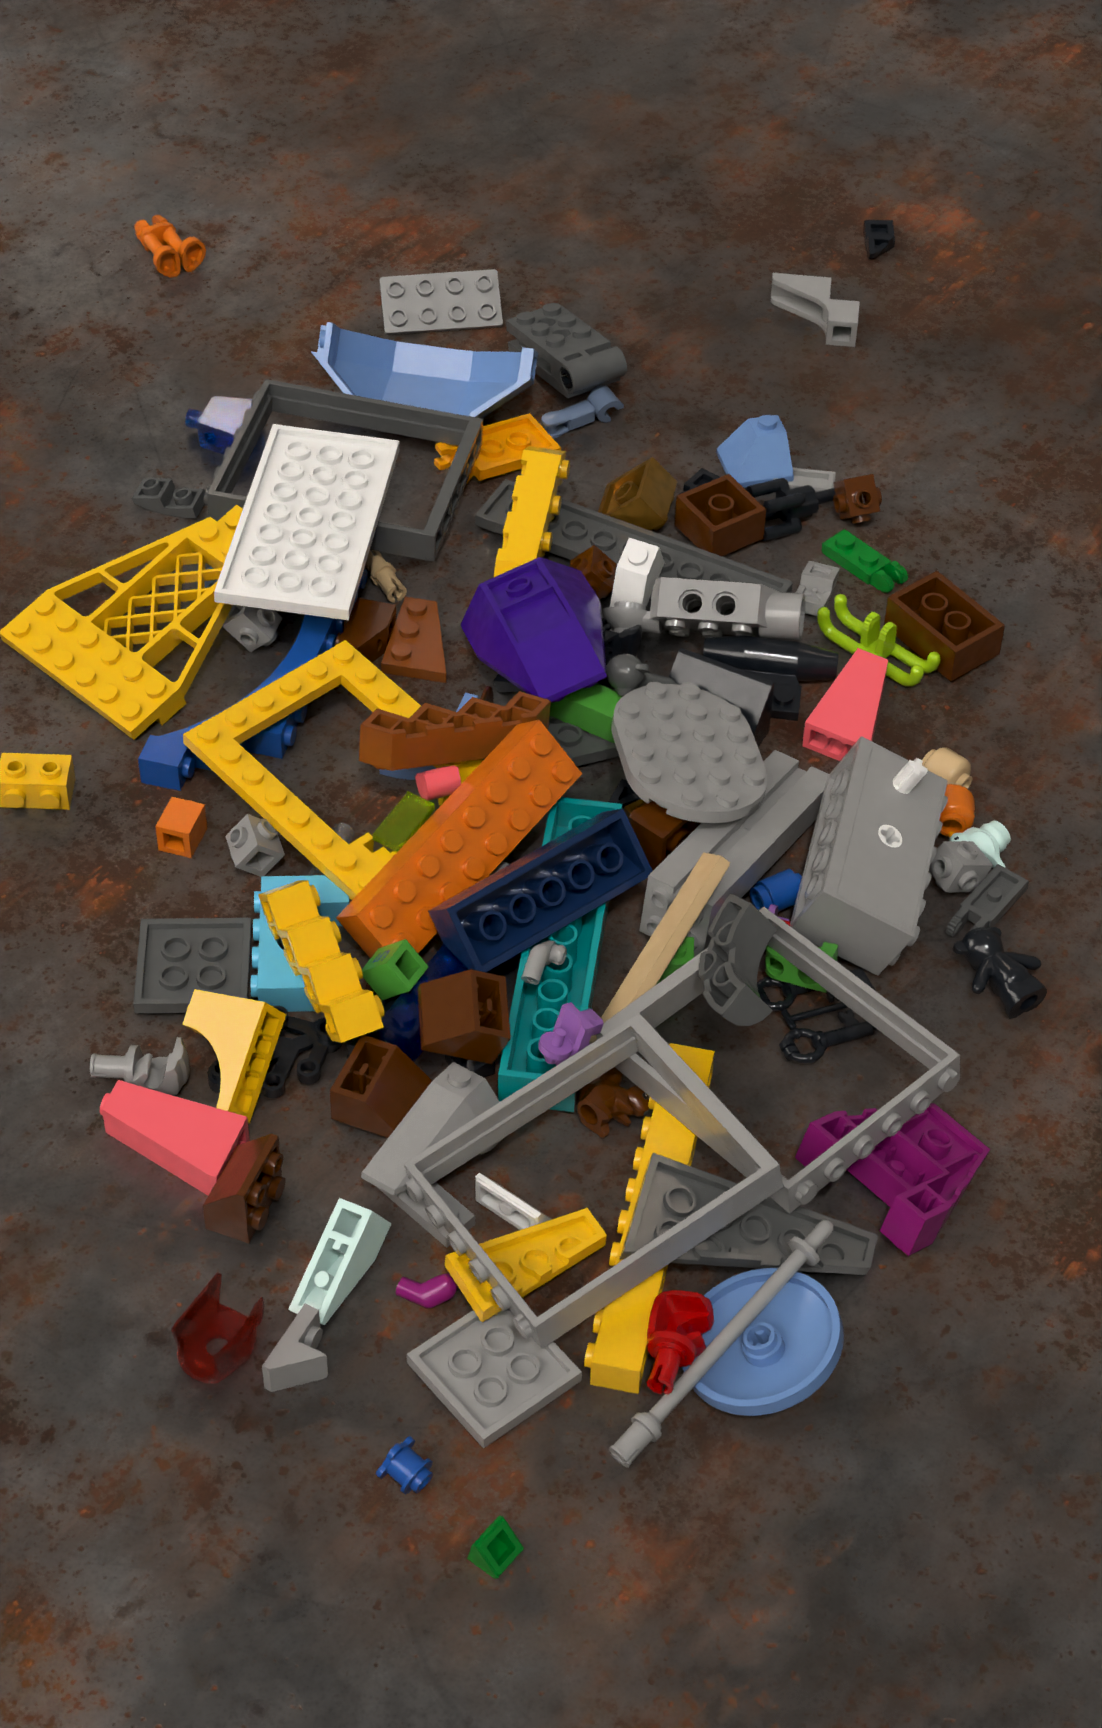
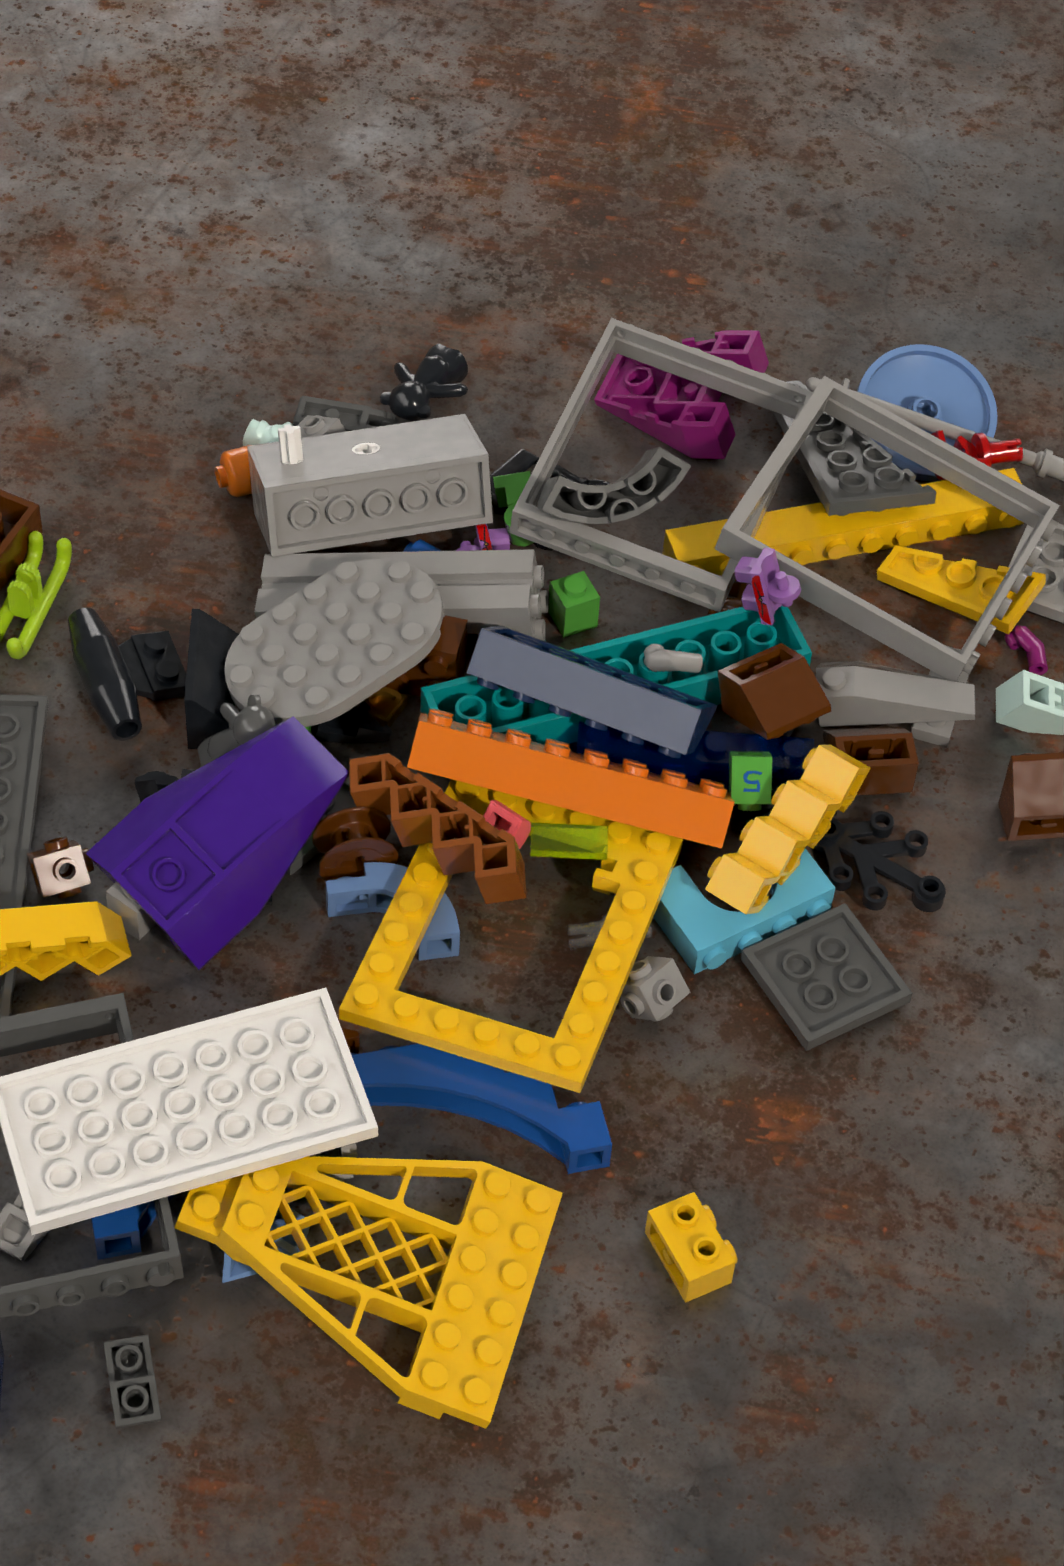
camera: 120 degrees left, 5 degrees up
(158, 1073) = (974, 940): light grey piece -> none
(174, 1132) = (1021, 884): coral slope -> none
(181, 827) = (662, 1074): orange brick -> none
(243, 1040) = (899, 870): yellow arch -> none
(416, 643) = (251, 987): dark orange wing -> none
(506, 1204) = (909, 610): white slope -> none
(637, 572) = (44, 813): white slope -> none
(669, 933) = (594, 576): tan tile -> none
(757, 610) = (79, 723): light grey brick -> none
(848, 707) = (140, 586): coral slope -> none
(949, 766) = (193, 490): tan head -> none

